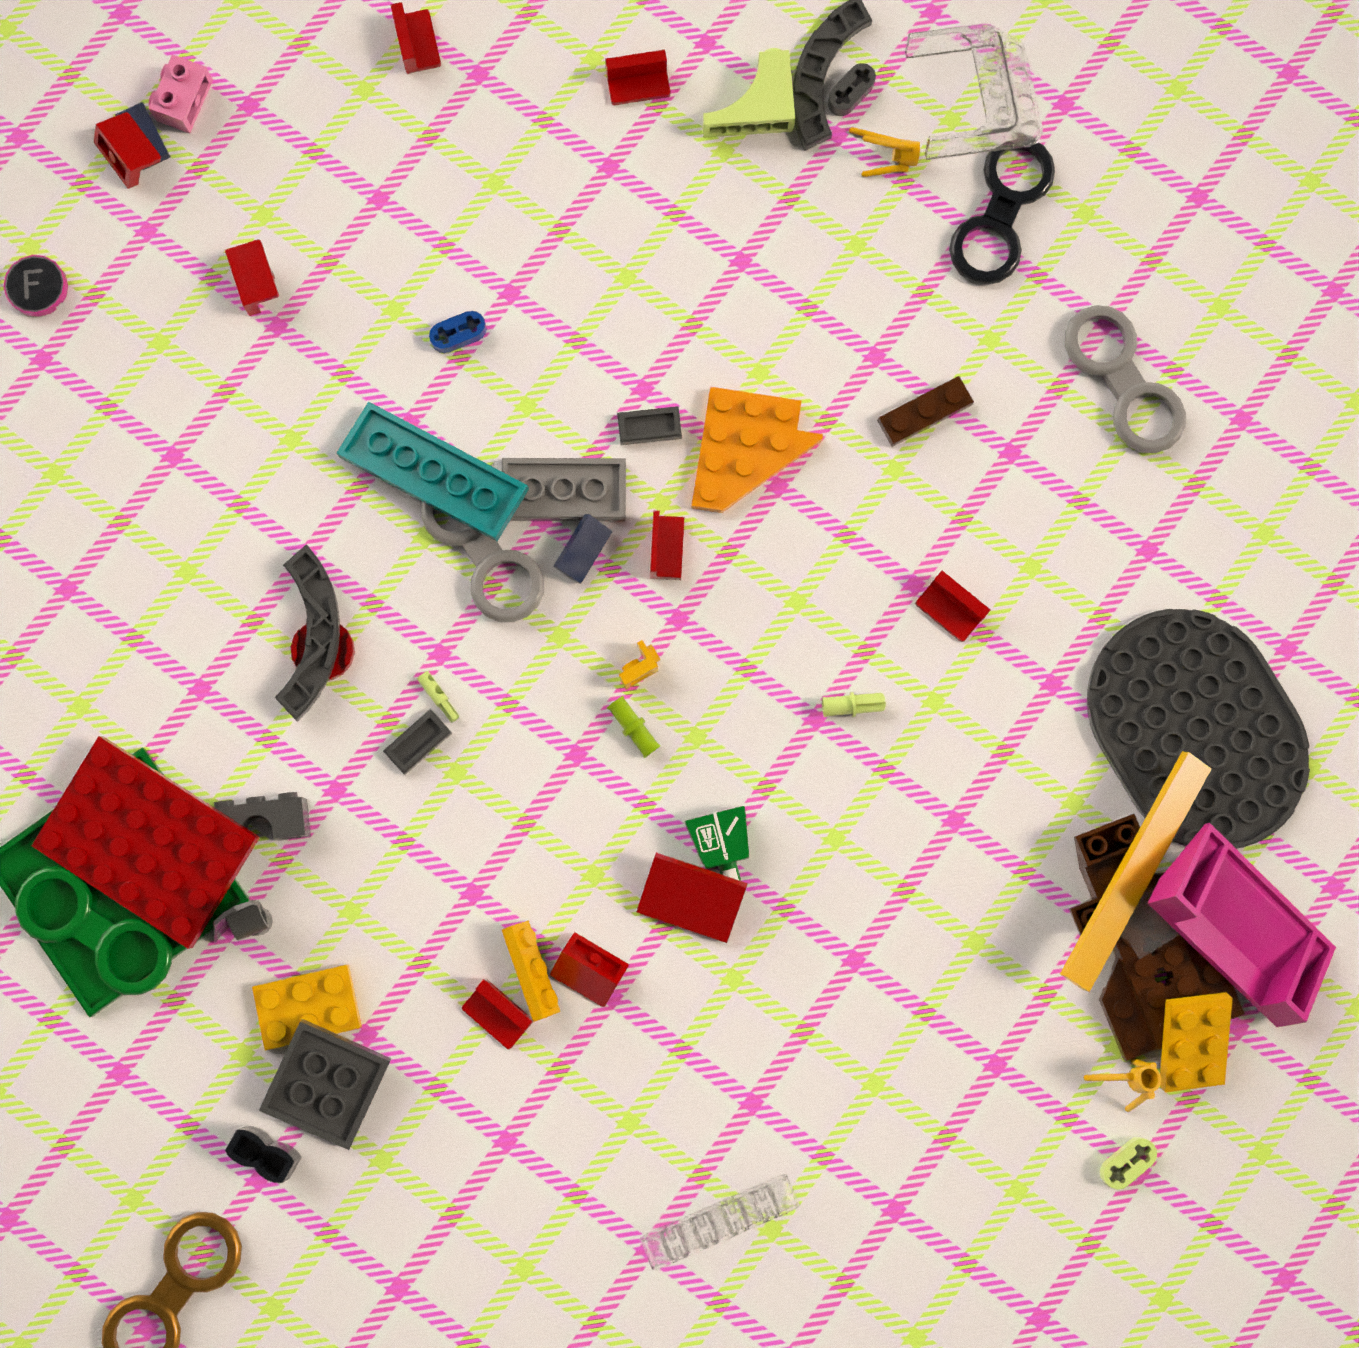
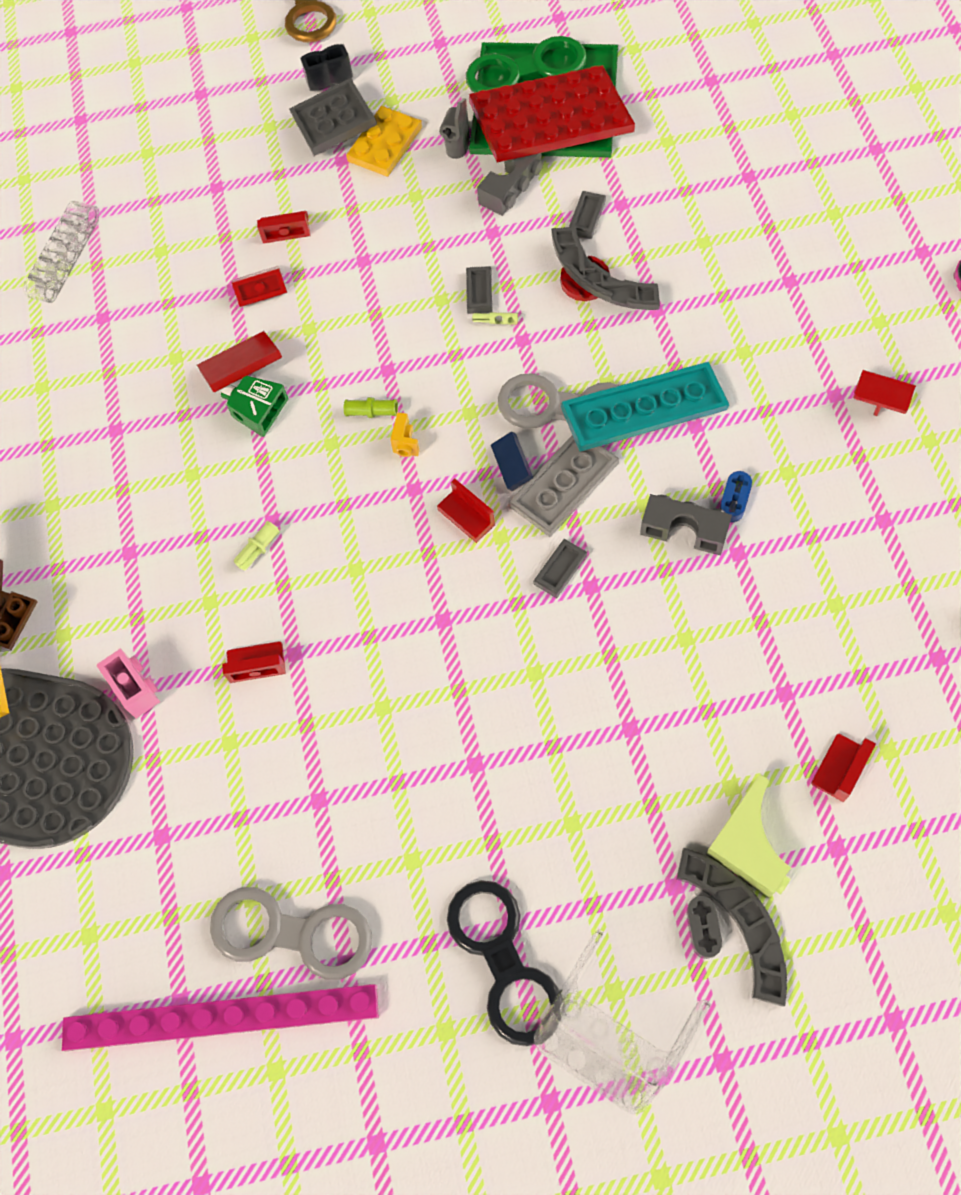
camera: 145 degrees right, 15 degrees down
(242, 710) = (587, 213): none -> dark grey tile
(511, 325) = (665, 513): none -> dark grey arch
(531, 970) = (288, 252): yellow plate -> none
(745, 445) = (490, 620): light orange wing -> none
(904, 151) = (614, 920): yellow plant -> none
(925, 411) = (402, 762): reddish brown plate -> none
(1066, 685) = (128, 683): none -> bright pink brick
(1227, 377) = (220, 1017): none -> dark pink plate

